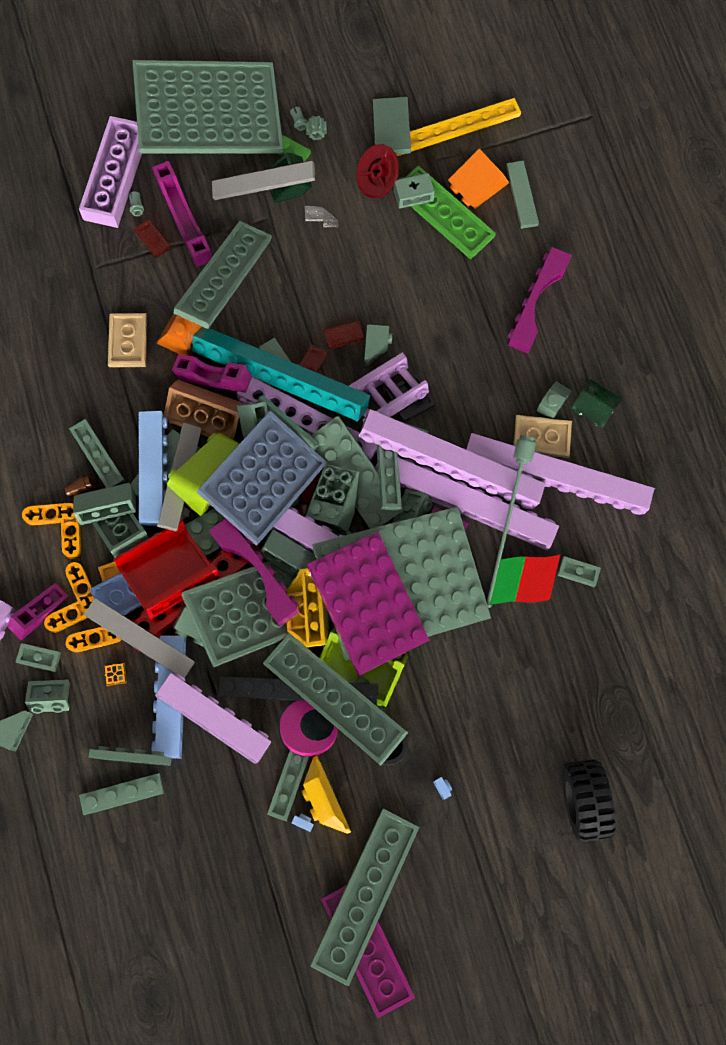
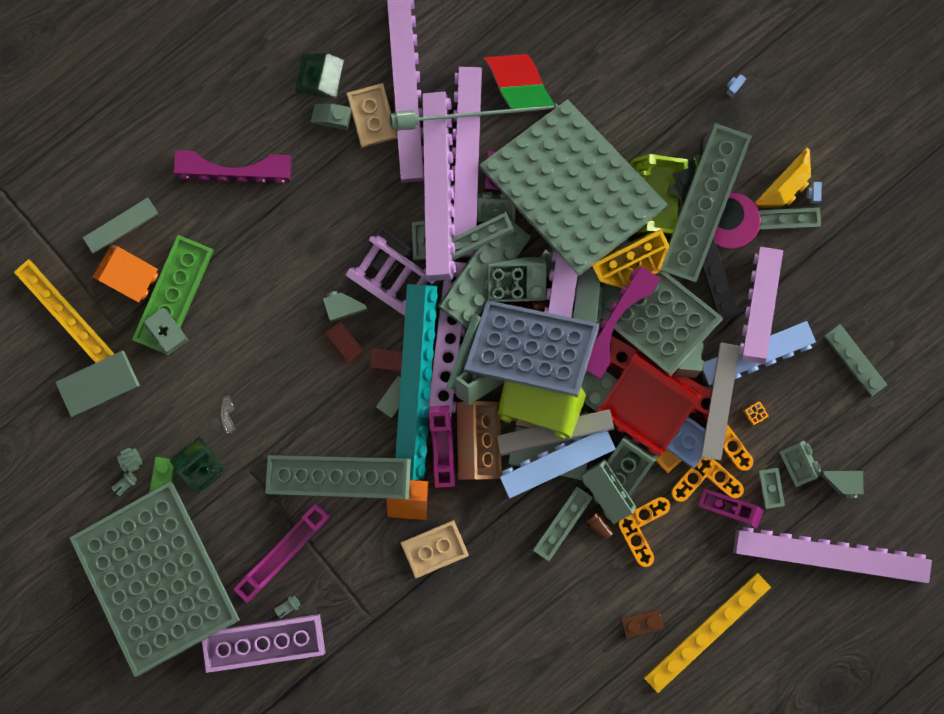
camera: 110 degrees left, 10 degrees up
(137, 756) = (826, 369): sand green plate -> none
(152, 238) = (319, 573): clear red plate -> none
(263, 180) = (215, 485): light grey tile -> none
(364, 897) = (853, 115): sand green plate -> none
(368, 603) = (609, 205): magenta plate -> none
(376, 159) = (169, 380): dark red piece -> none
(378, 967) = (891, 99): magenta plate -> none
(579, 571) = (492, 36): sand green plate -> none

